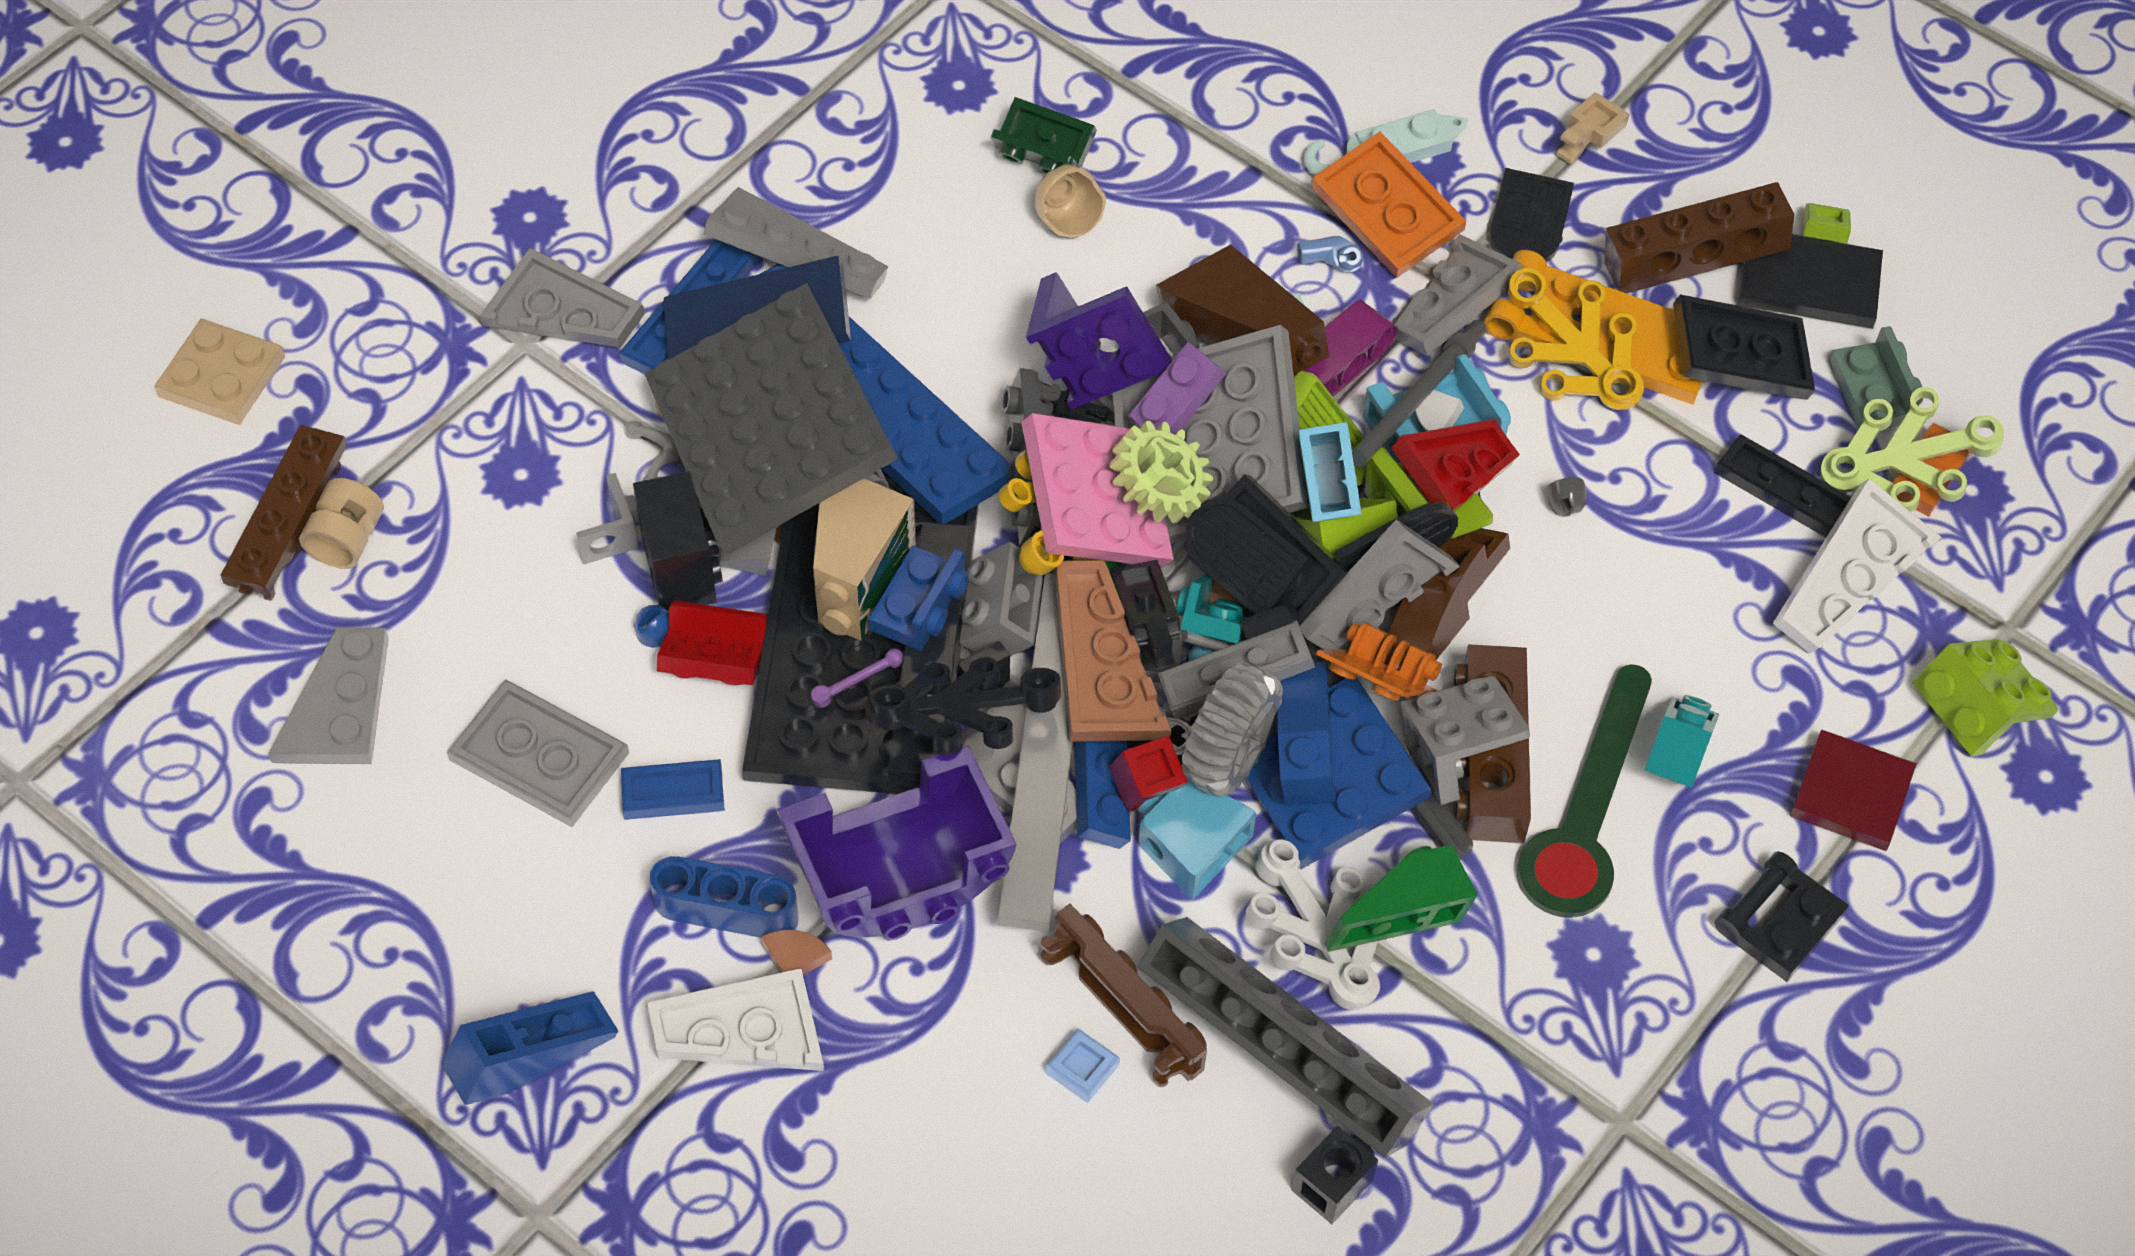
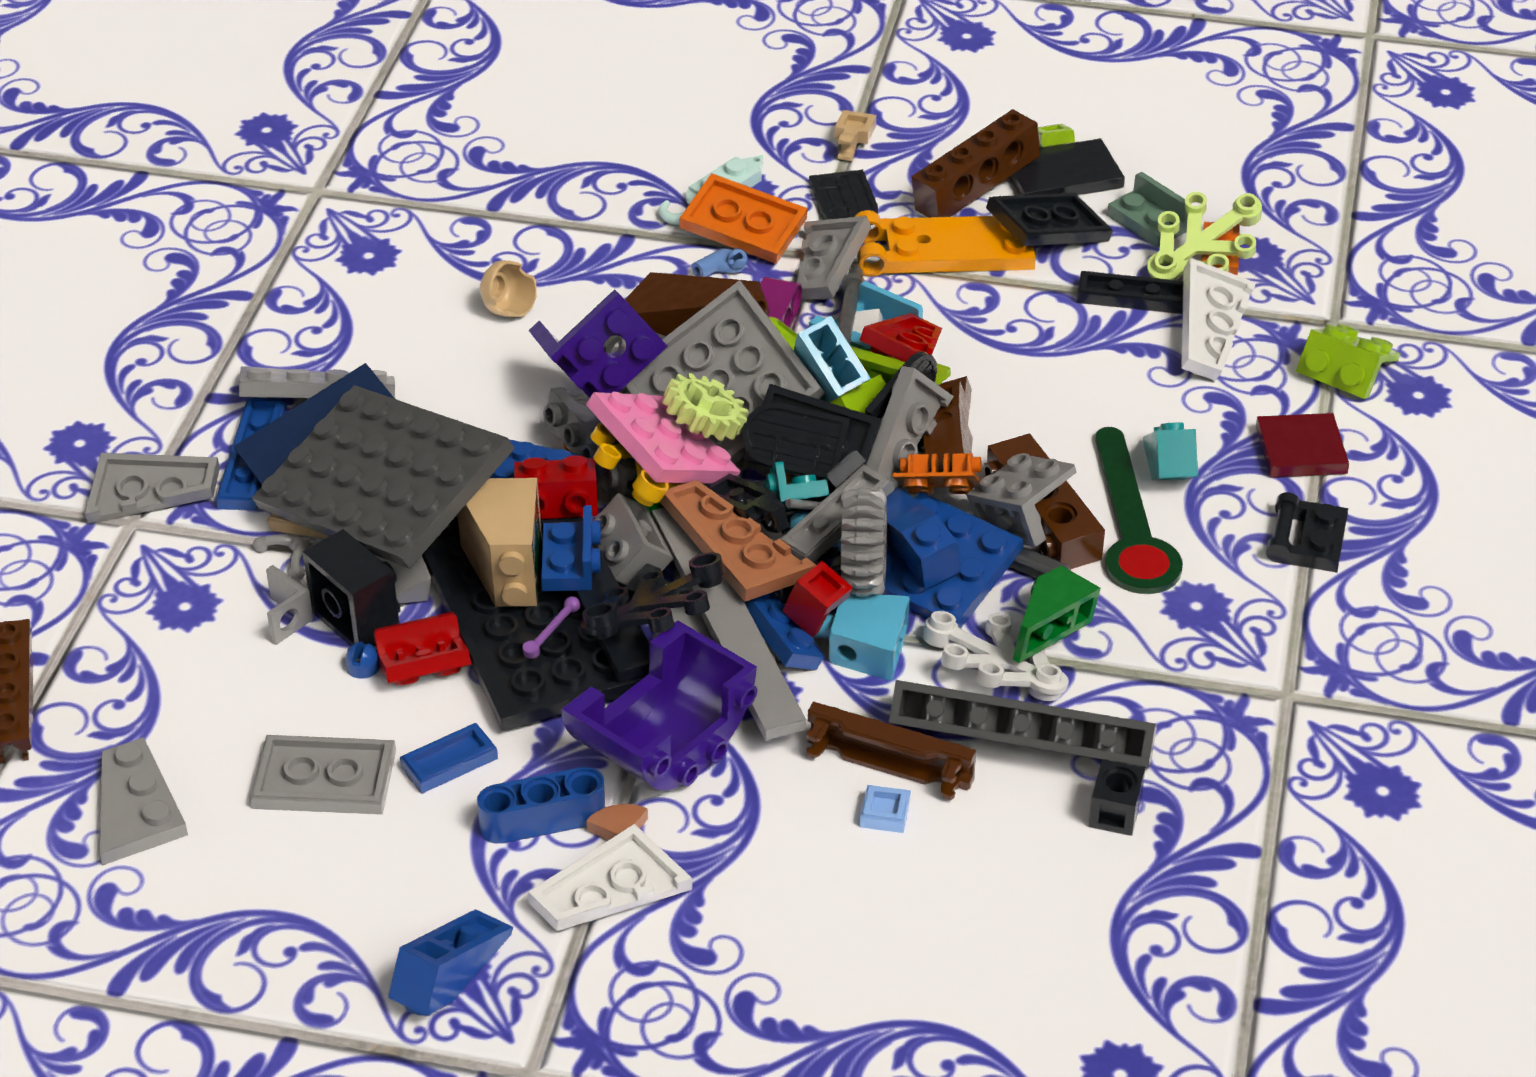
camera: 25 degrees left, 15 degrees down
(341, 523) = (62, 679): tan wheel -> none
(952, 503) = (562, 485): none -> red bracket
(1042, 136) = (458, 260): dark green bracket -> none
(1179, 390) = (683, 353): medium lavender plate -> none
(1567, 494) = (988, 344): dark grey hinge -> none
(1578, 346) = (935, 254): yellow plant -> none

